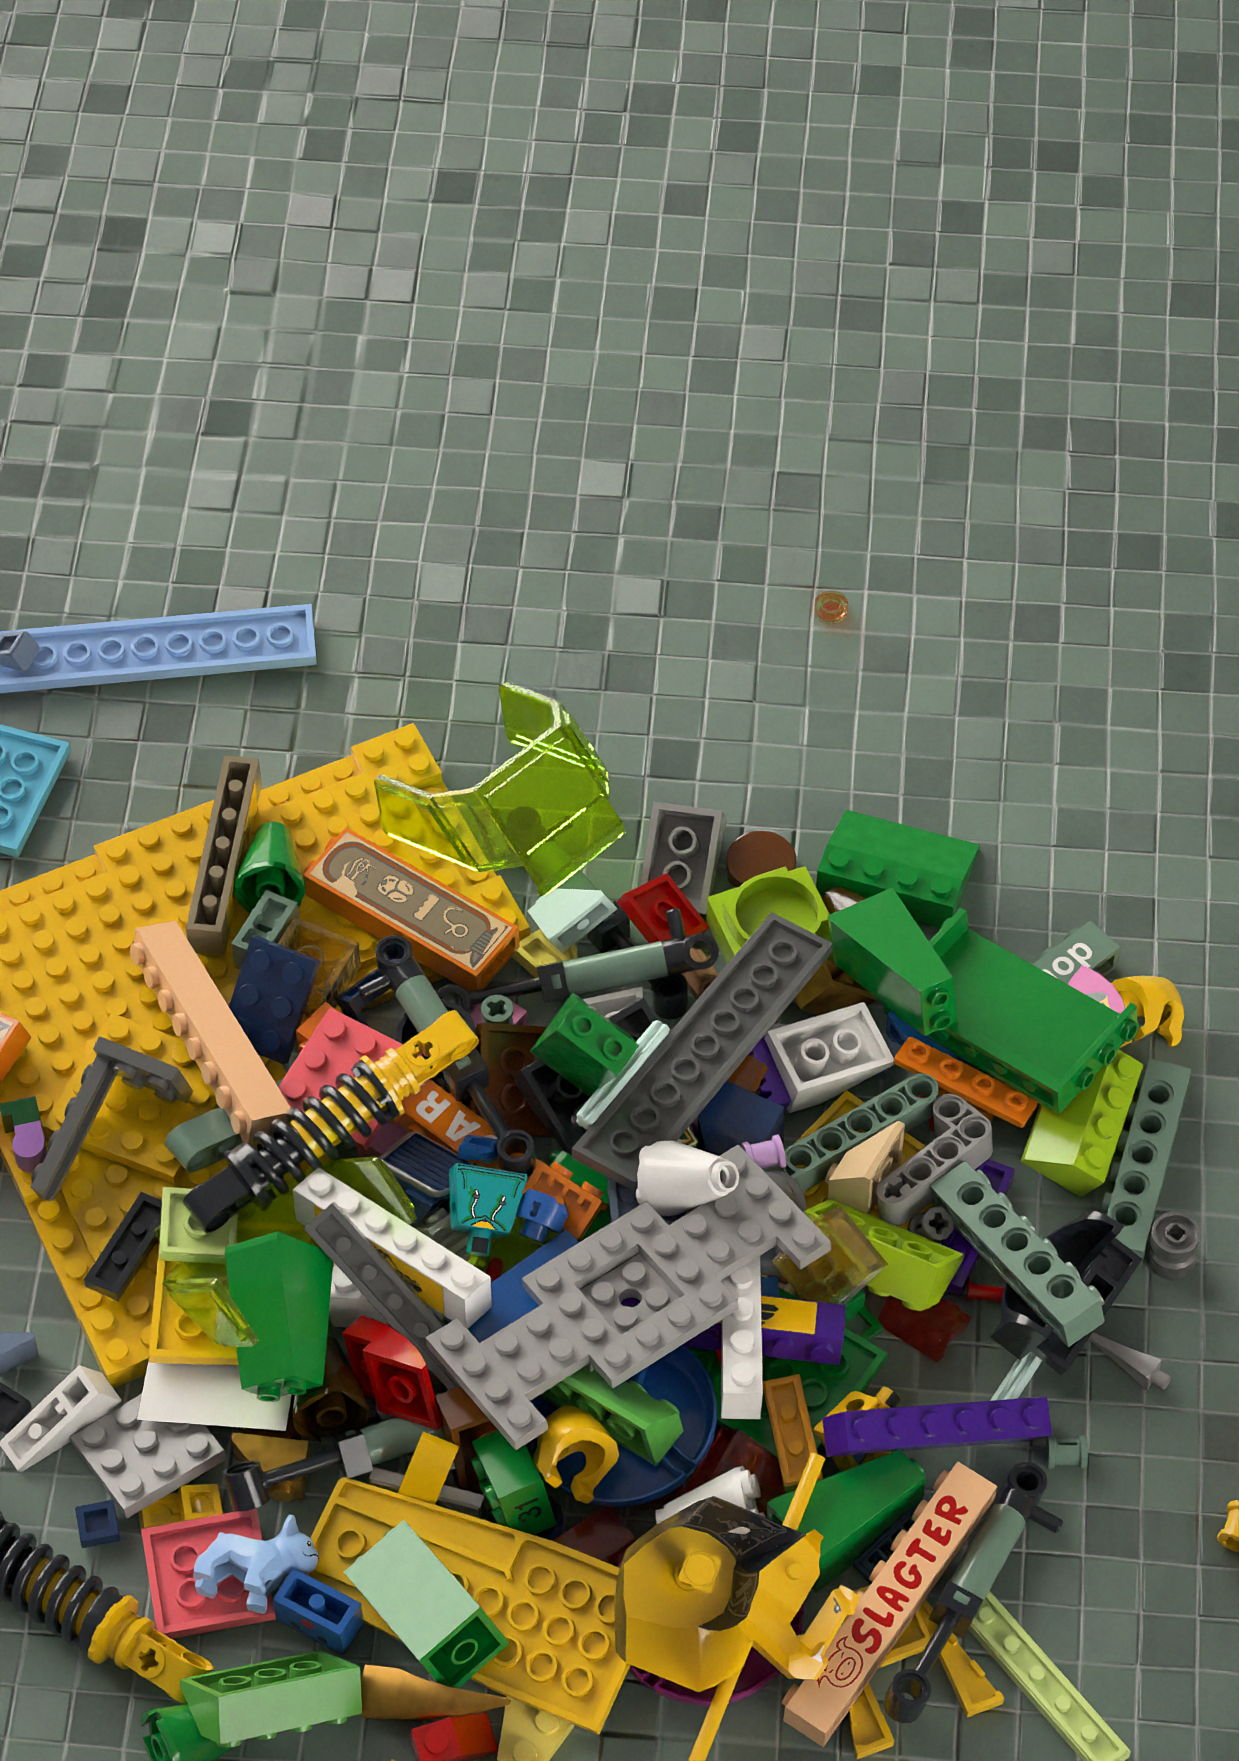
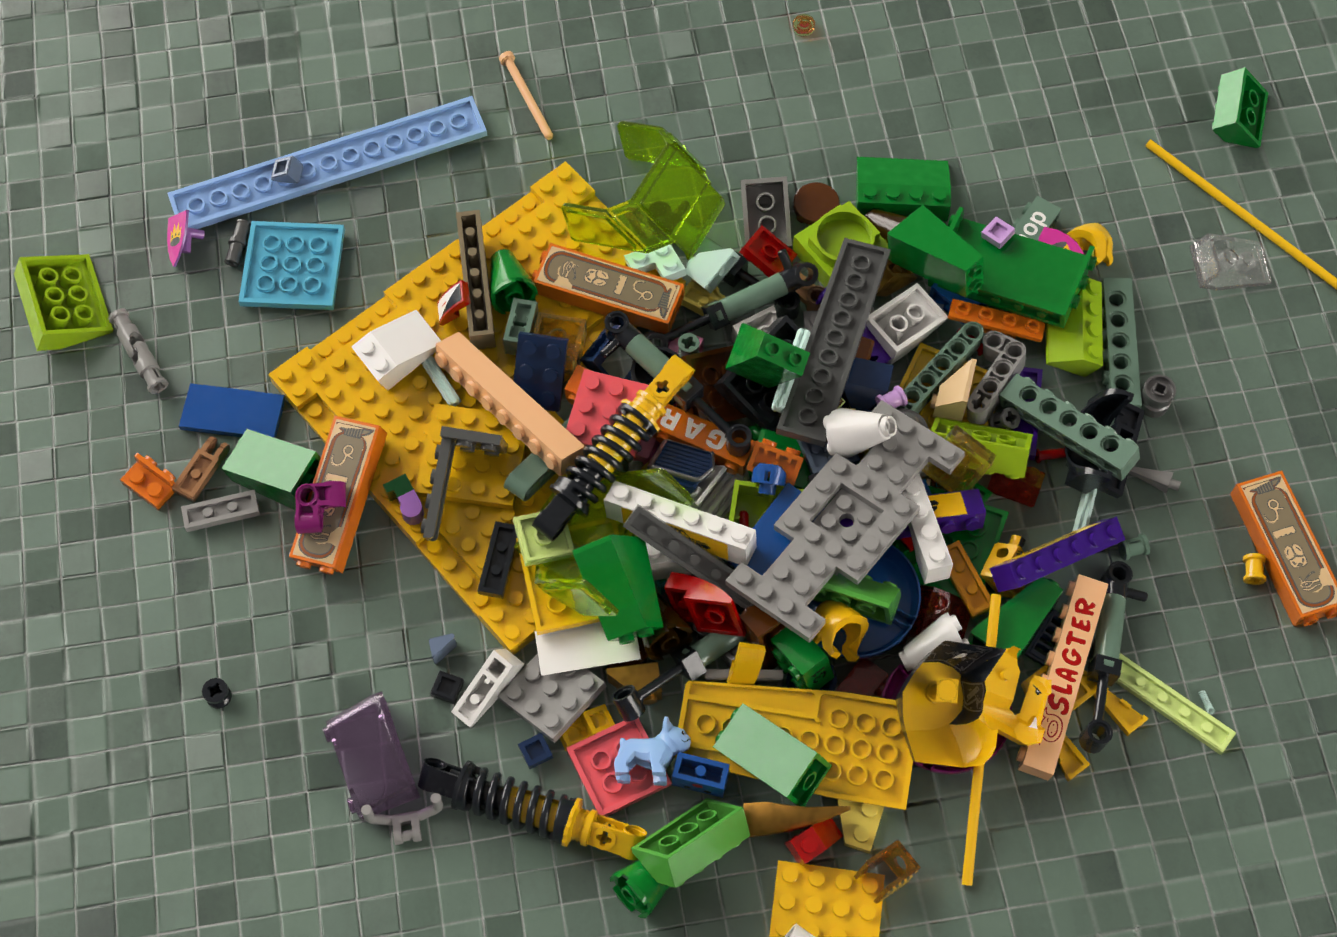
camera: 15 degrees left, 10 degrees up
(81, 924) = (397, 348): none -> white slope
(124, 967) = (441, 381): none -> light aqua axle
(179, 877) = (452, 301): none -> slope
(381, 564) = (507, 59): none -> light nougat bar
(477, 1148) = (712, 441): blue tile -> none
(483, 1203) = (731, 479): teal torso -> none
(501, 886) = (663, 260): none -> light aqua plate
(1007, 957) = (998, 232): none -> lavender plate
(1102, 1701) = (1207, 704): none -> light aqua leg

